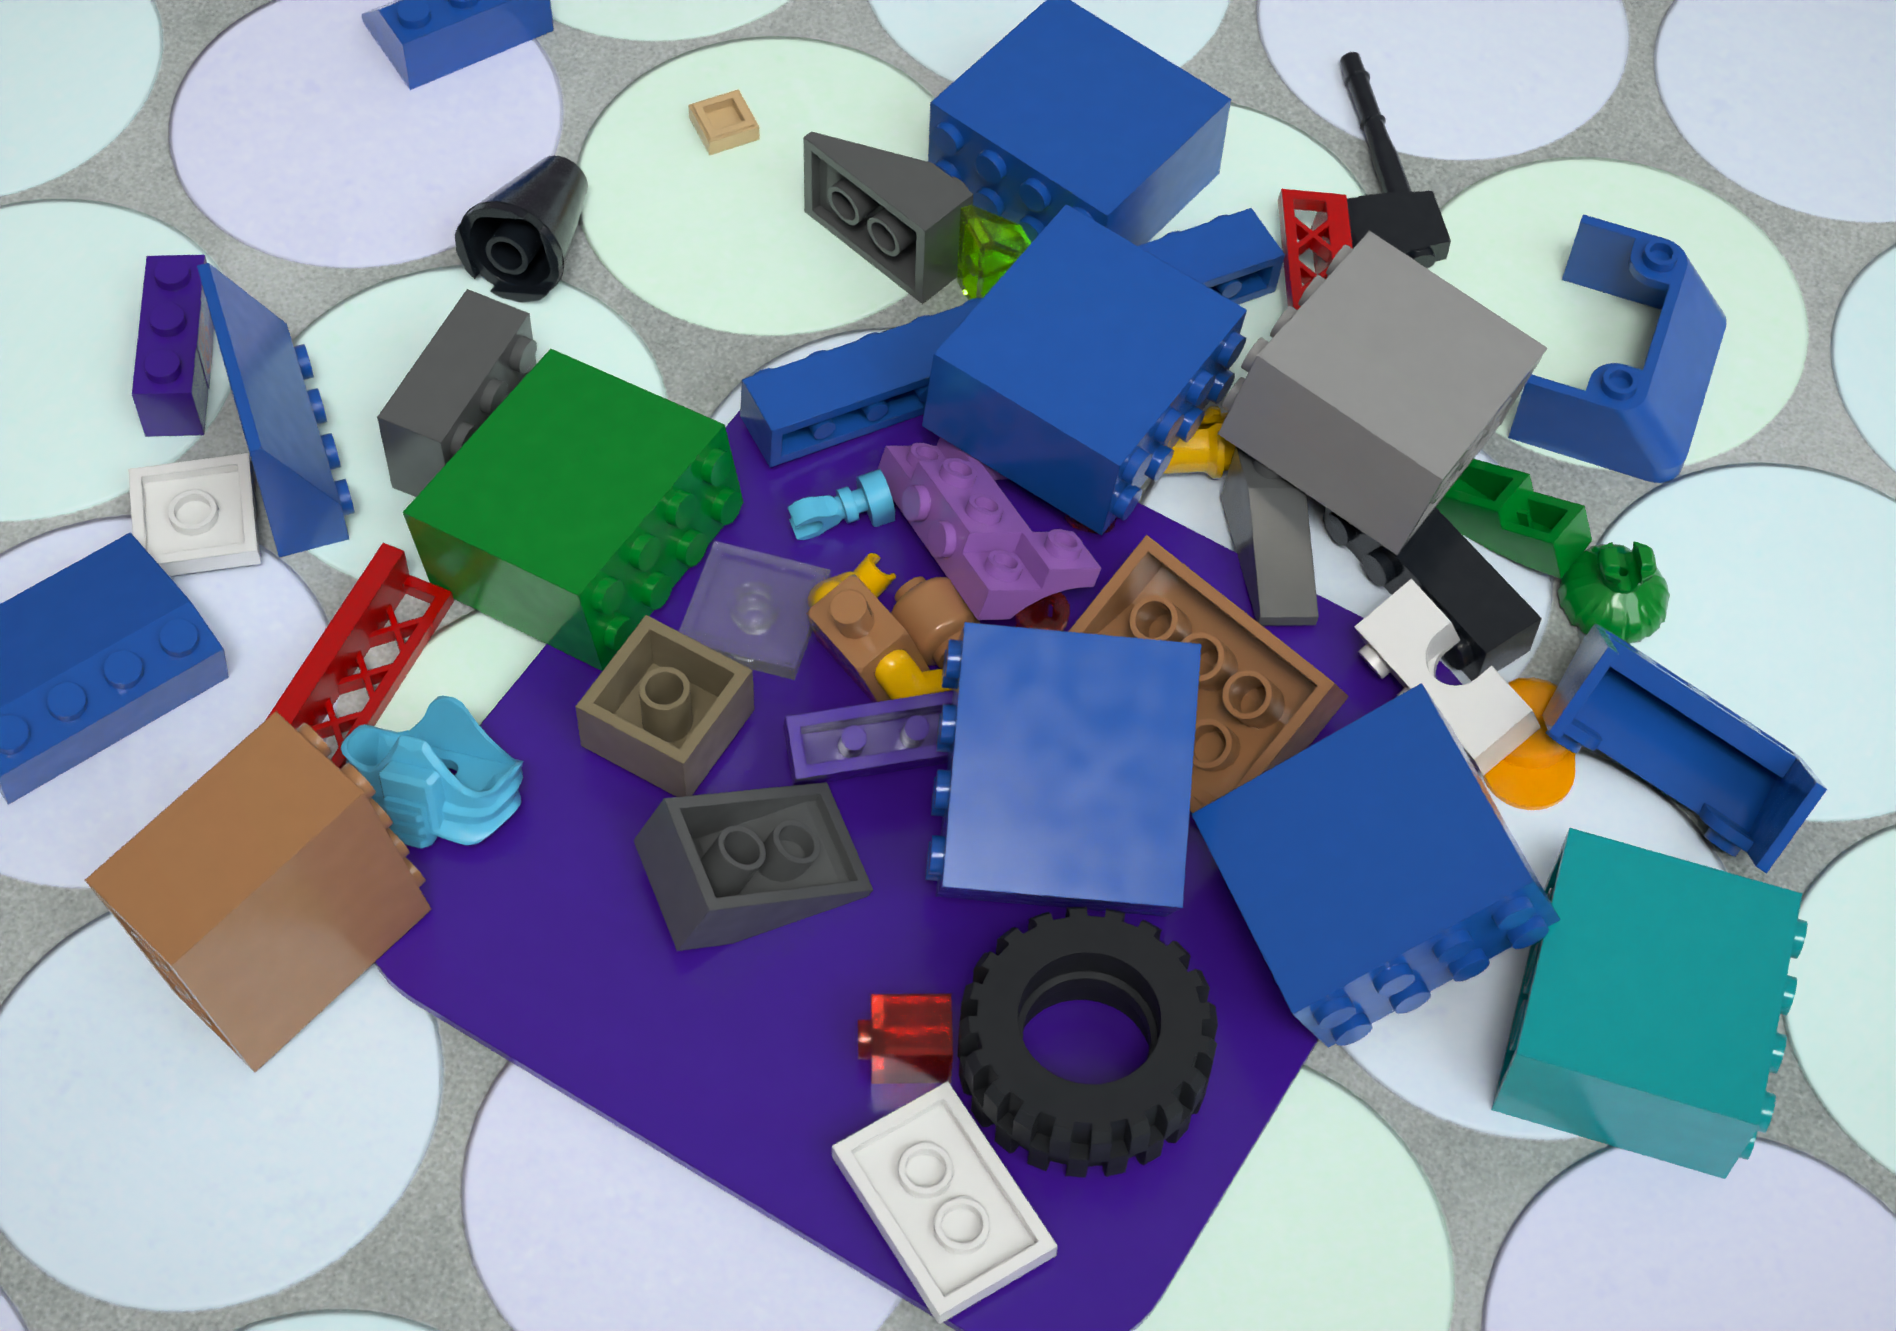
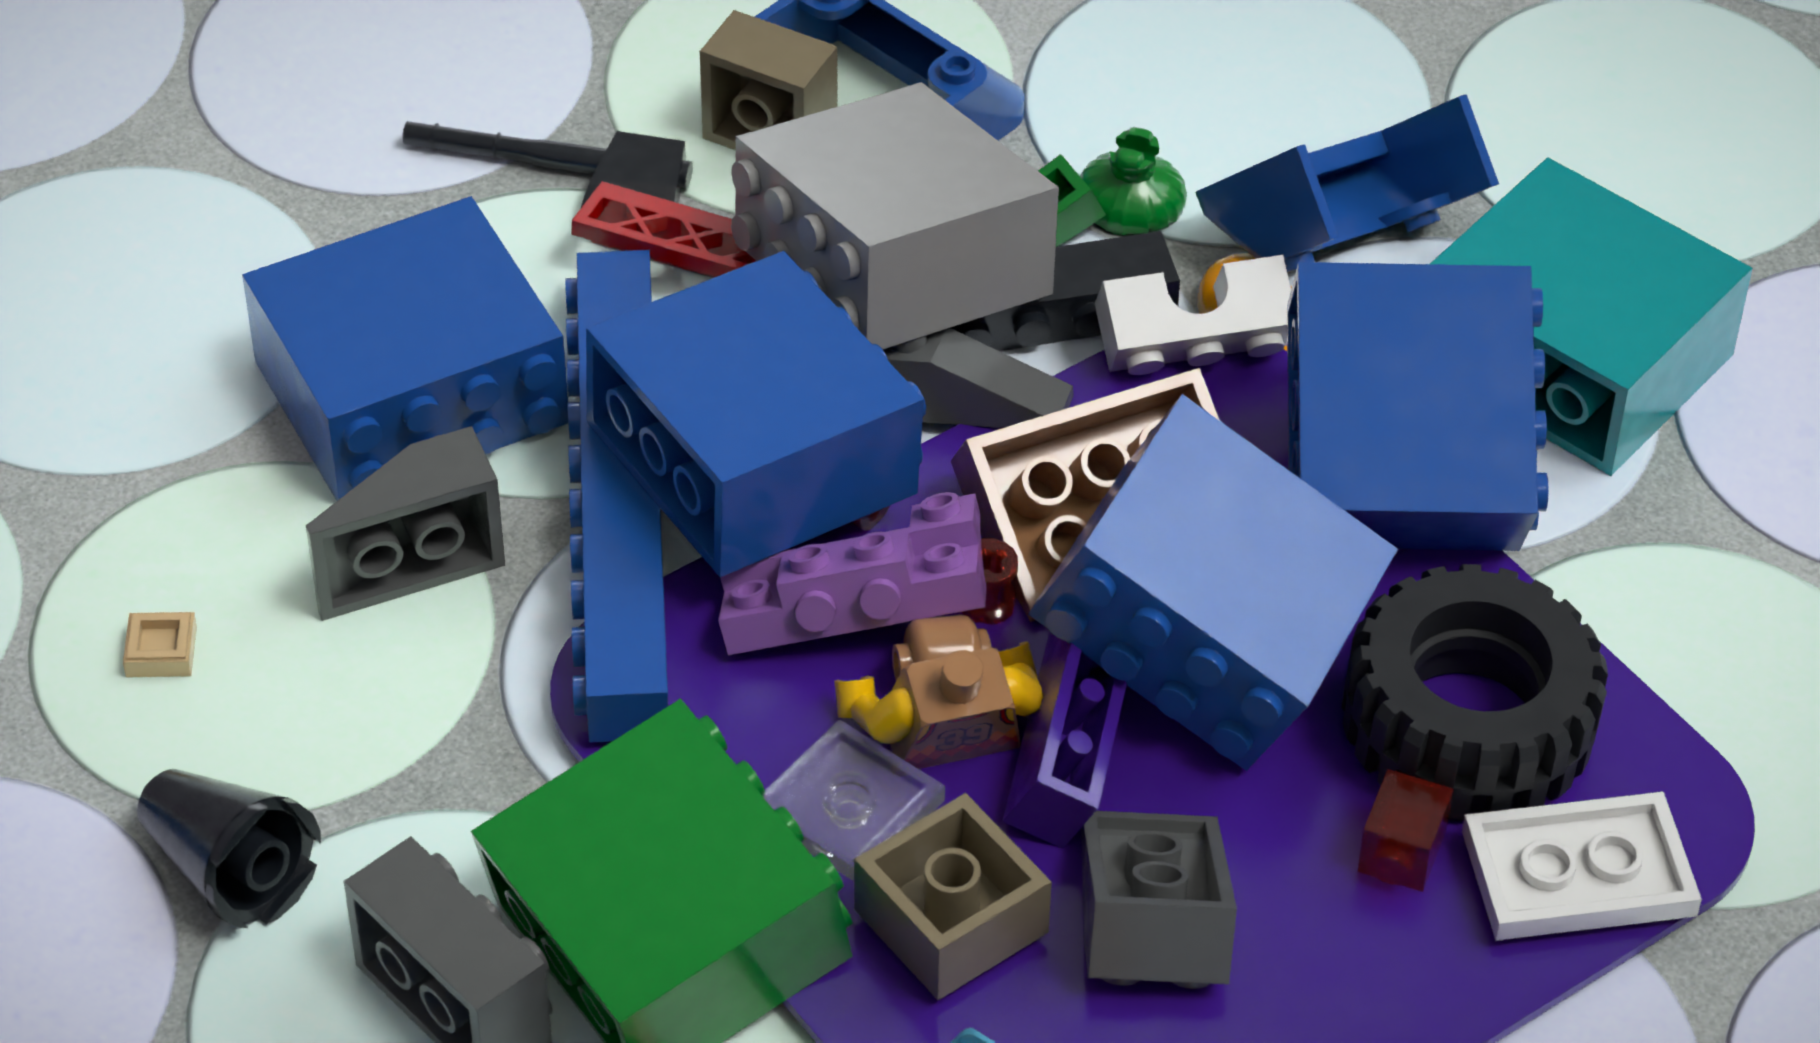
camera: 65 degrees left, 10 degrees down
(818, 514) = (762, 667): medium azure piece -> none
(986, 249) = (525, 474): clear neon green slope -> none
(1532, 262) = (762, 77): none -> dark tan brick

